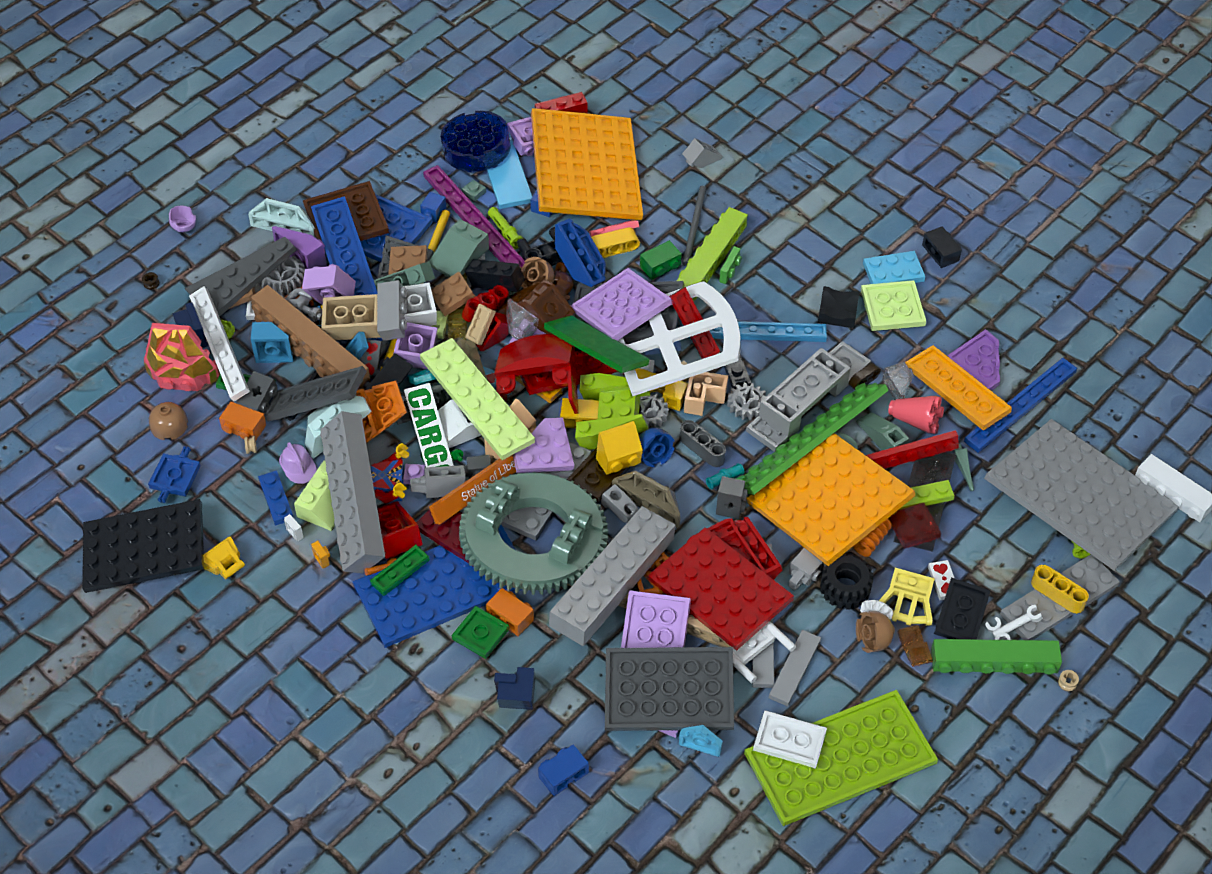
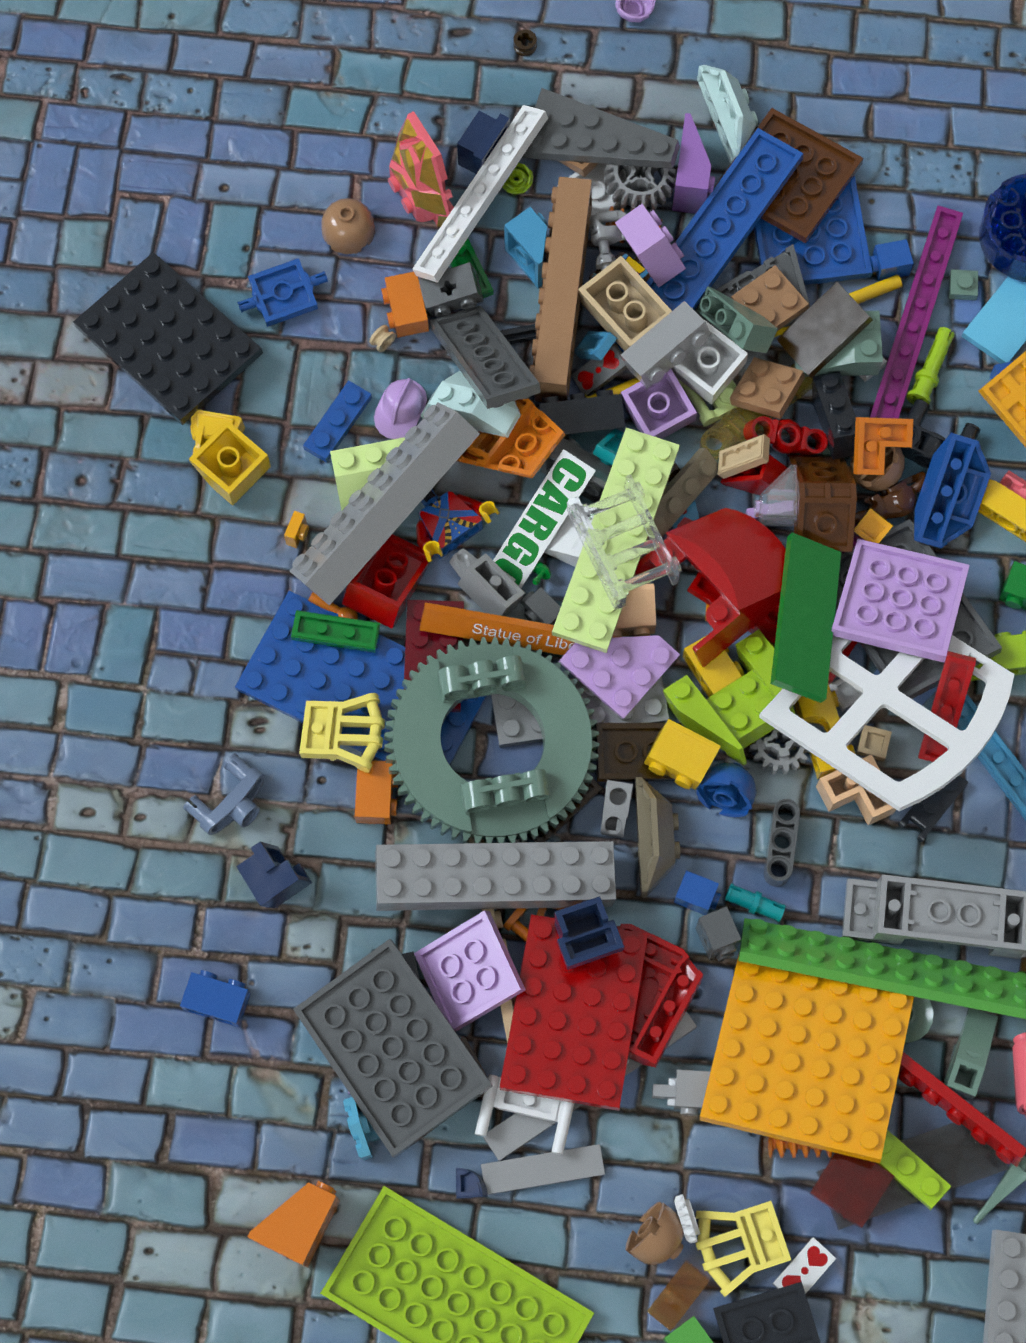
camera: 55 degrees right, 20 degrees up
(251, 558) = (230, 462): none -> yellow slope
(293, 528) = (308, 473): white tile -> none
(413, 471) = (483, 542): lavender plate -> none
(447, 246) = (824, 330): none -> tile
(457, 686) = (236, 806): none -> sand blue connector
(459, 611) = (324, 735): none -> light yellow plate
(480, 403) = (606, 564): none -> clear fence
(480, 632) = (324, 783): green plate -> none
(527, 260) = (873, 436): none -> orange plate
(570, 294) = (873, 527): none -> light orange plate
(684, 546) = (586, 933): none -> dark blue plate
(698, 497) = (697, 893): none -> blue brick
(737, 805) = (298, 1223): none -> orange slope
(745, 400) = (885, 841): light grey gear -> none
(777, 706) = (469, 1185): none -> dark blue tile
(790, 739) = (432, 1230): white tile -> none
(842, 594) = (689, 1176): black tyre -> none

